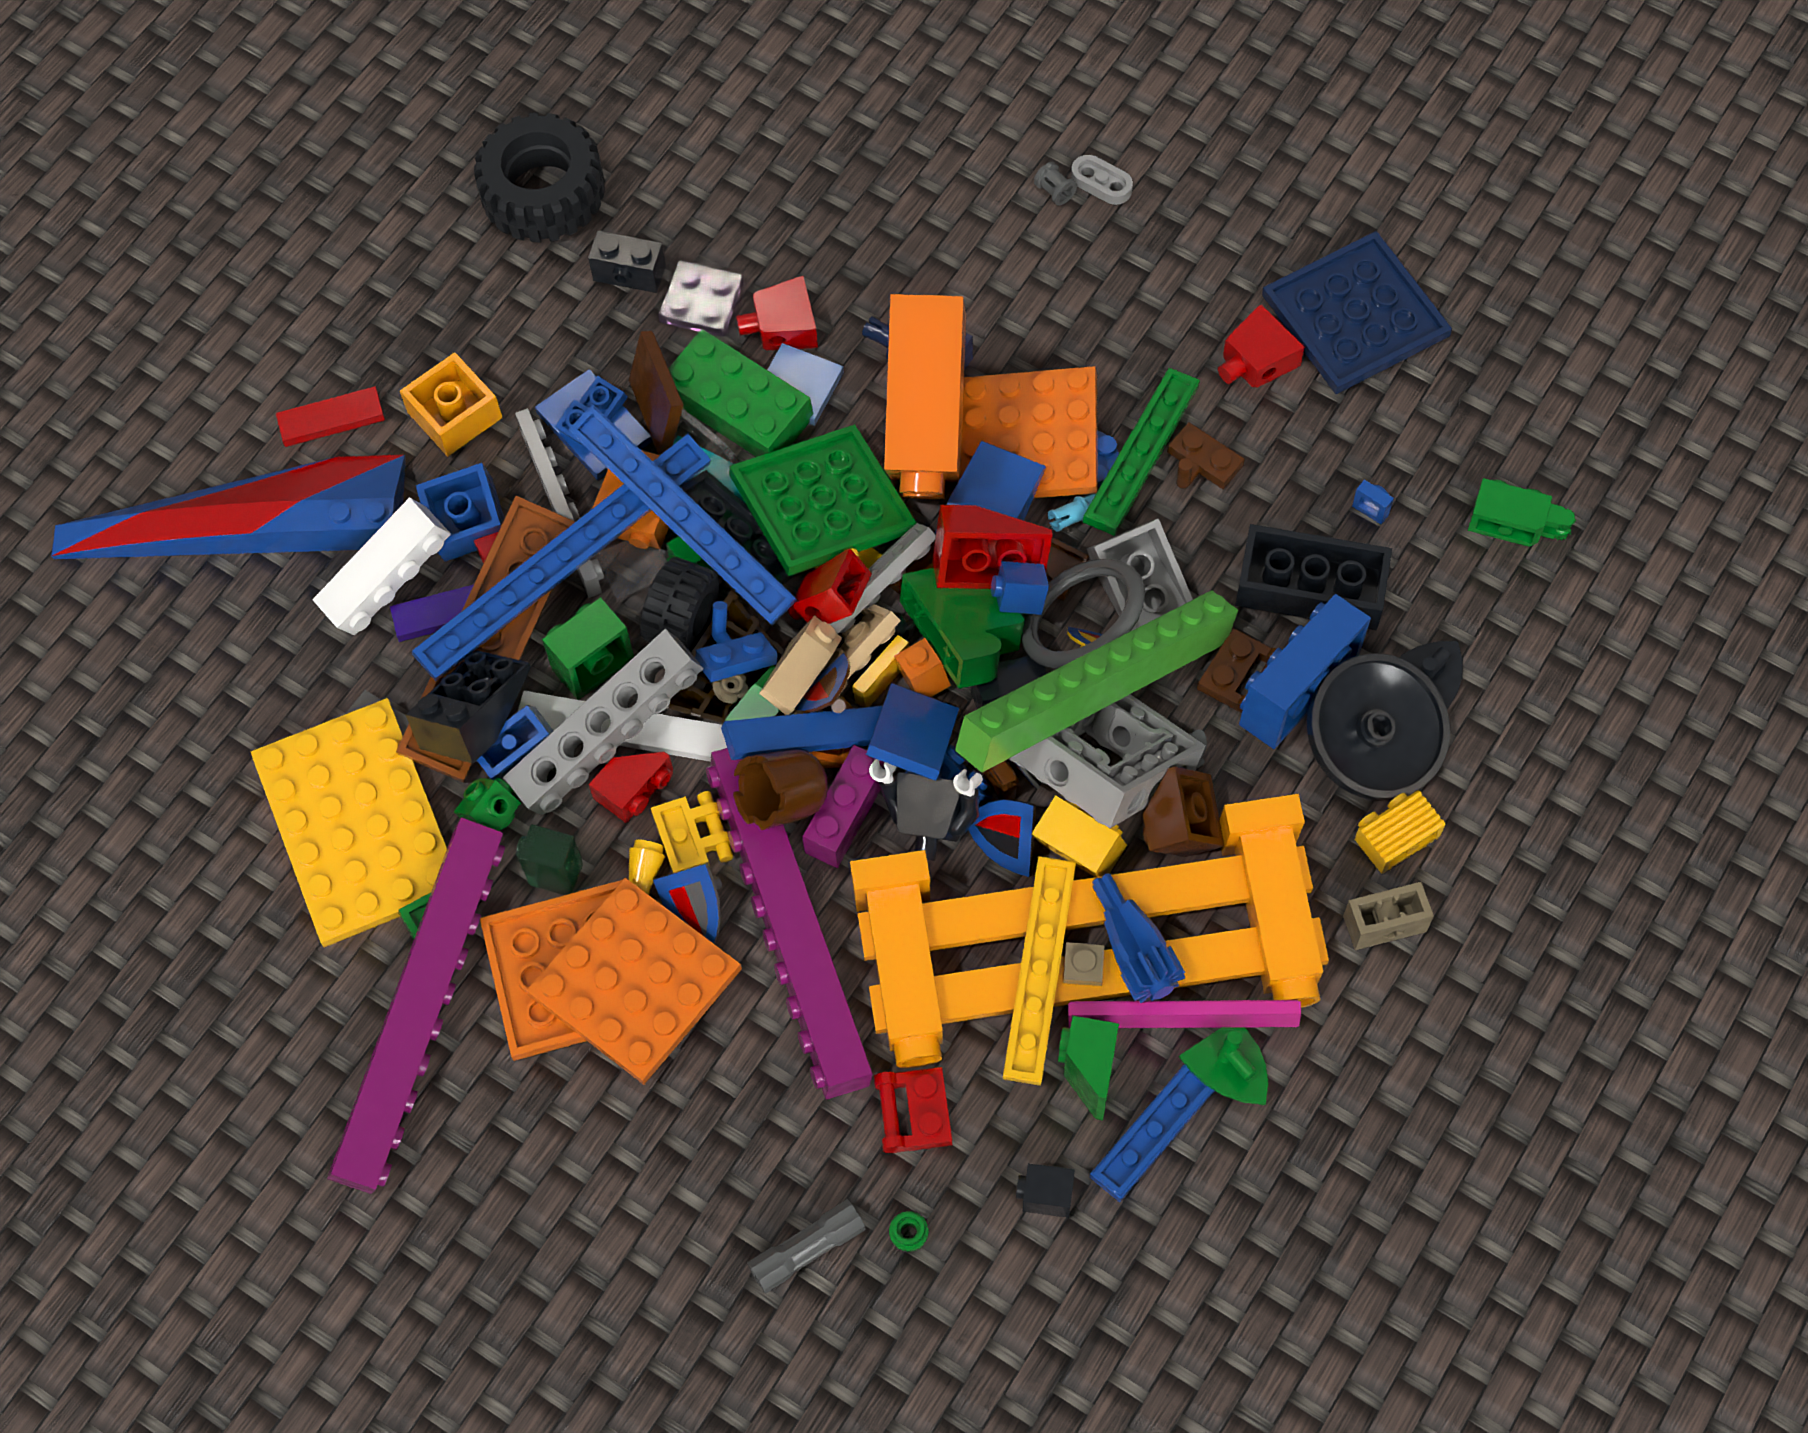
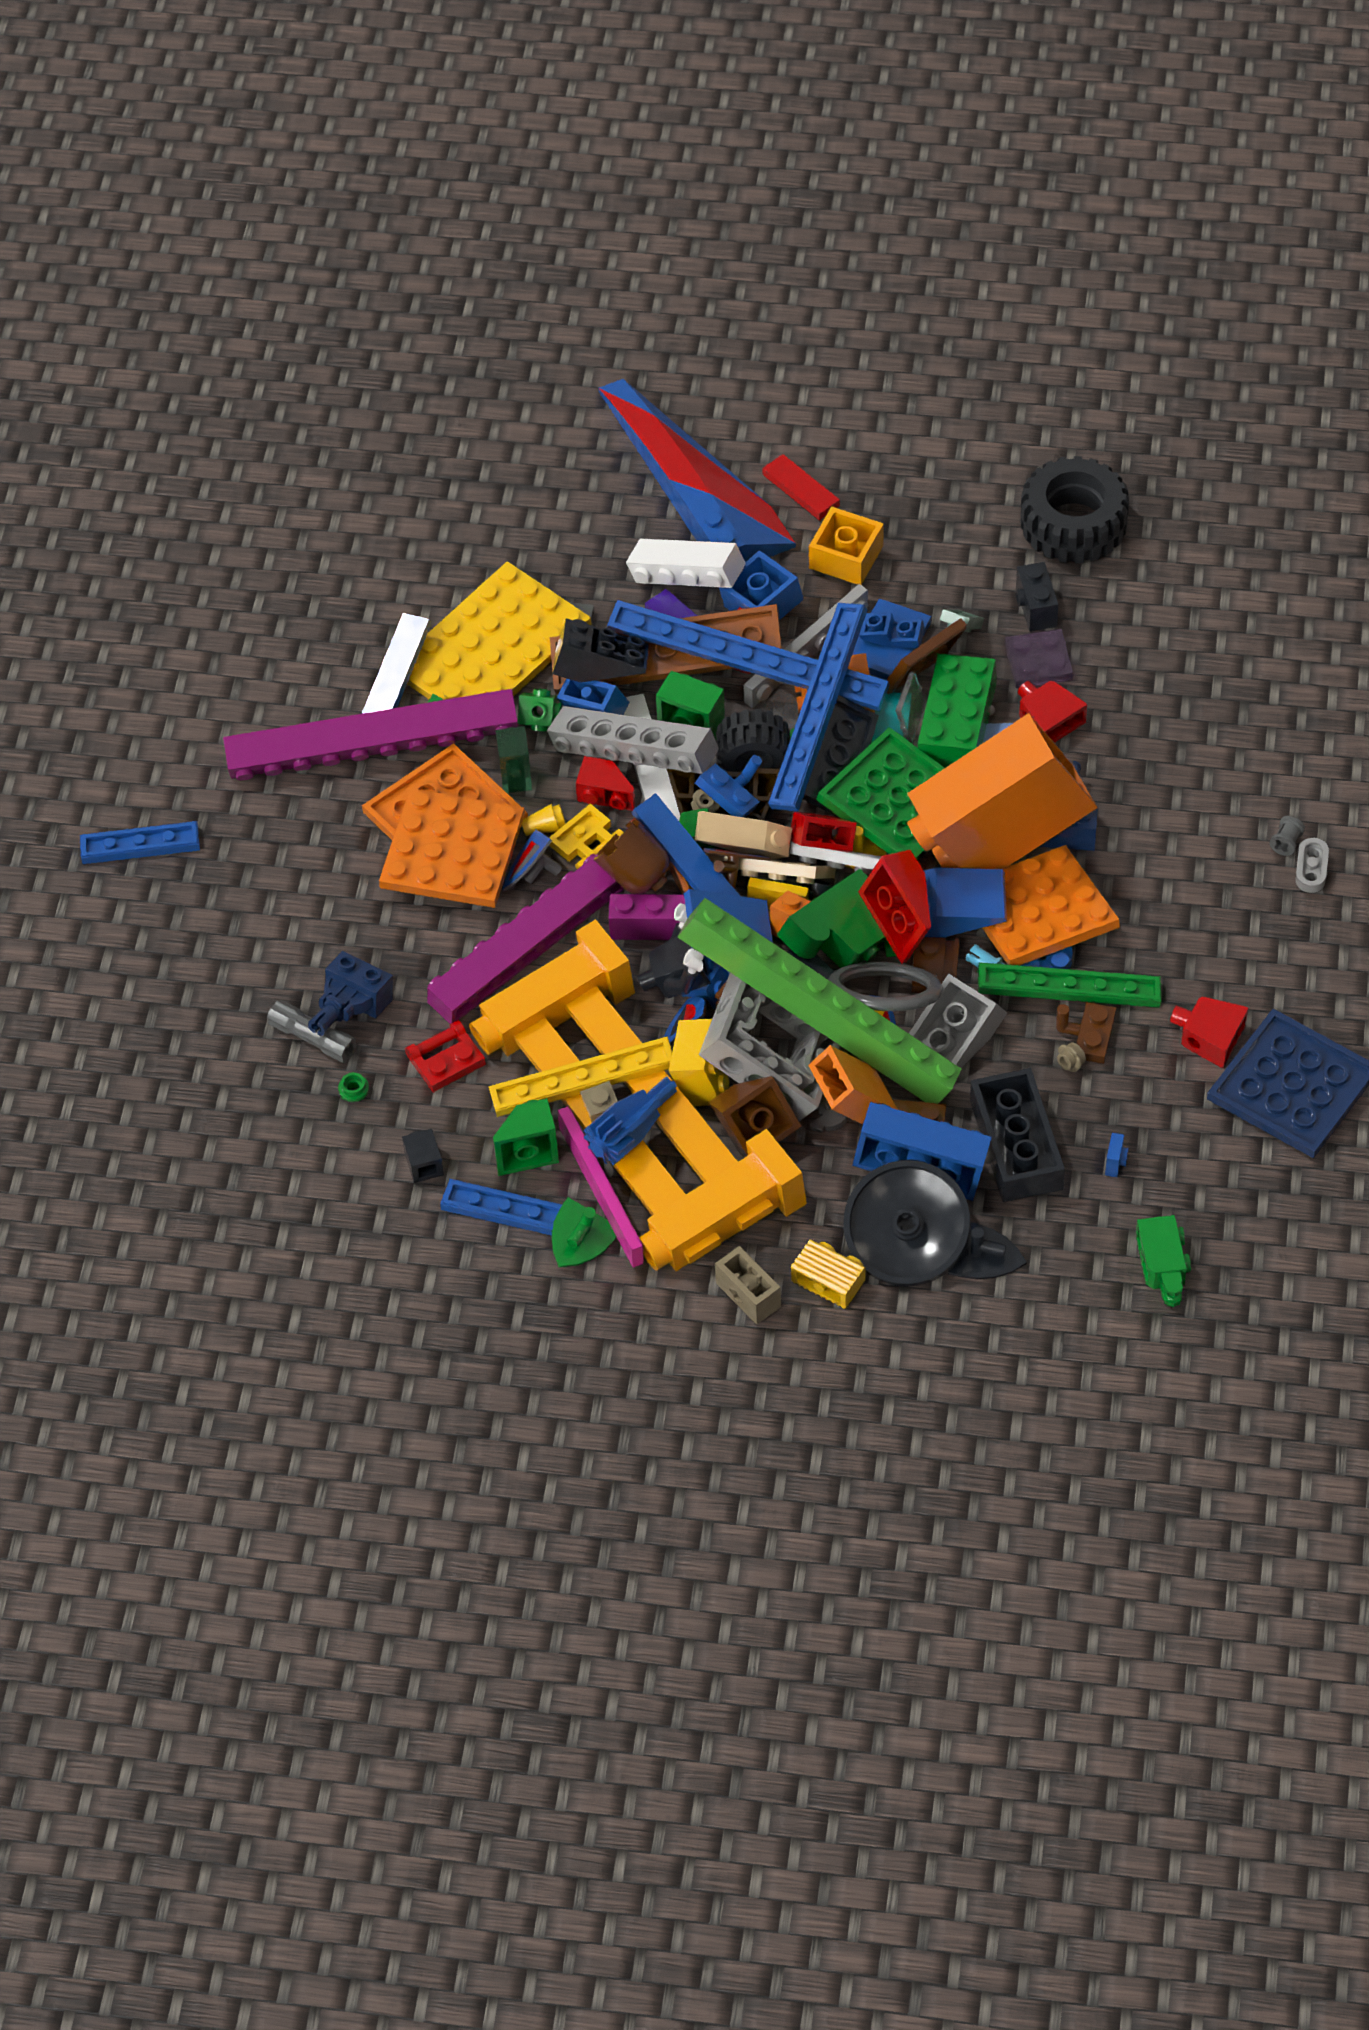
camera: 65 degrees right, 10 degrees down
(334, 935) = (398, 663): none -> tile
(408, 1342) = (139, 842): none -> blue tile
(619, 340) = (952, 615): none -> sand green plate
(780, 1174) = (350, 990): none -> dark blue brick
(1020, 587) = (883, 939): blue brick -> none
(1202, 699) = (849, 1083): none -> orange brick
(1231, 488) = (1071, 1057): none -> dark tan plate

